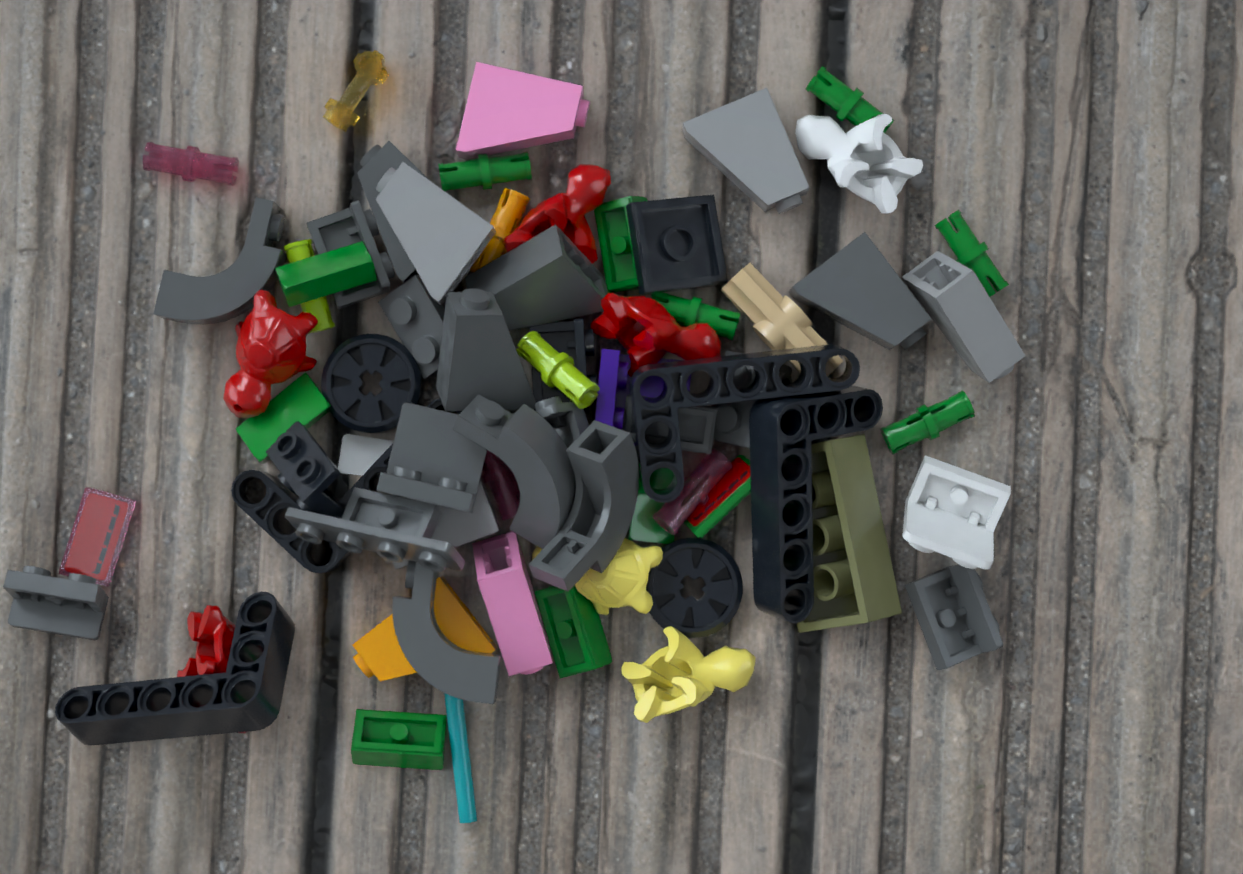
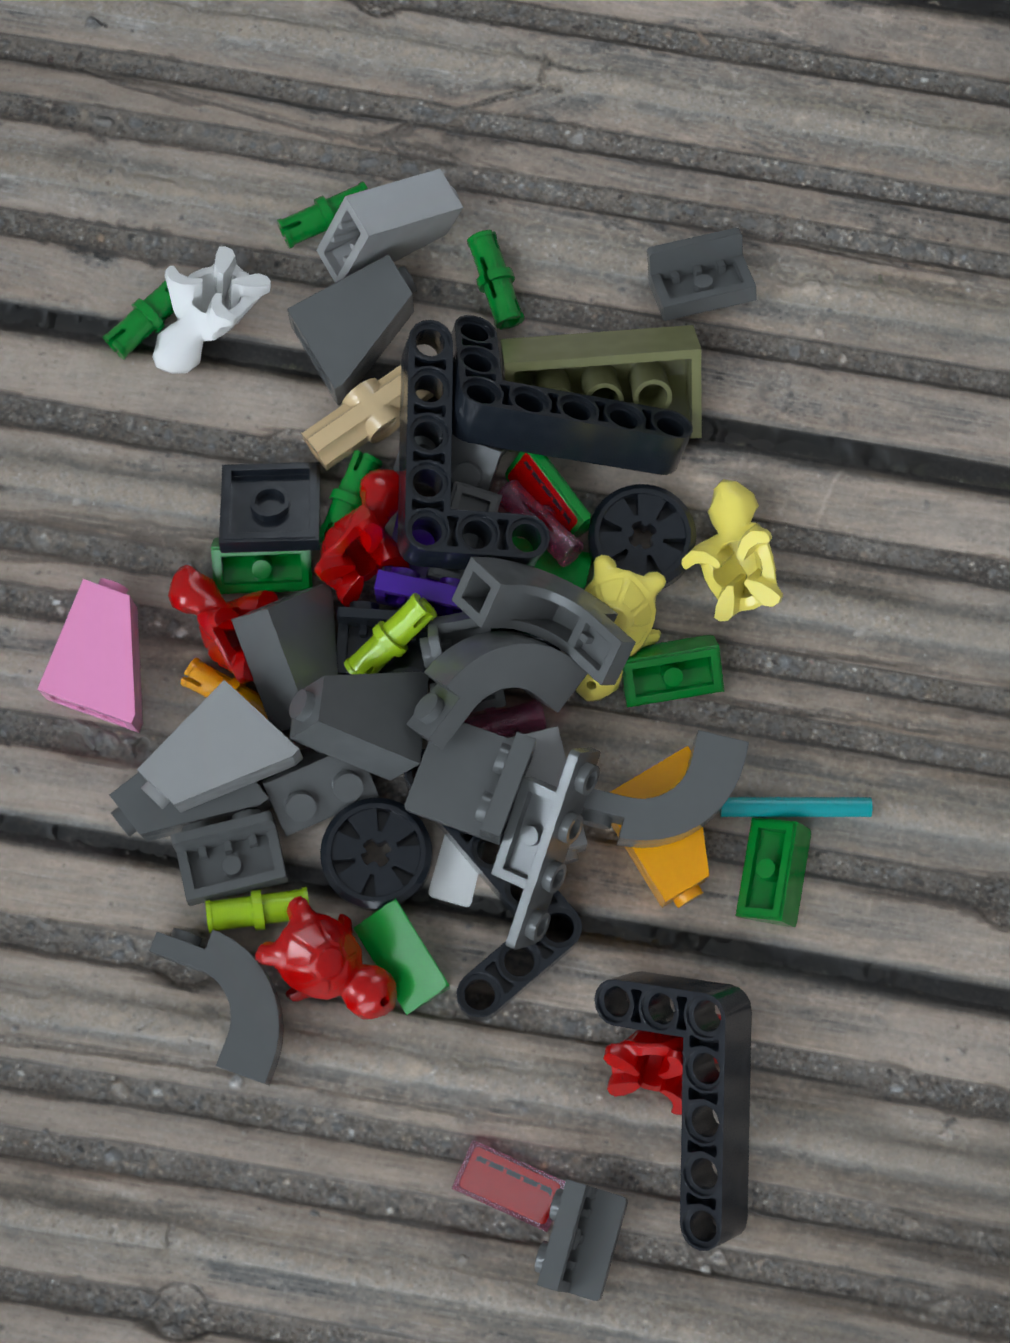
camera: 85 degrees left, 10 degrees down
(190, 163) = (98, 1029): clear pink pin -> none
(306, 471) = (462, 925): black bracket -> none
(326, 273) = (247, 880): green slope -> none
(370, 71) = (26, 814): clear yellow bar -> none
(485, 171) = (159, 698): green pin -> none
(511, 604) = (639, 723): bright pink slope -> none
(751, 150) = (182, 417): light grey slope -> none
(954, 513) = (593, 260): white bracket -> none

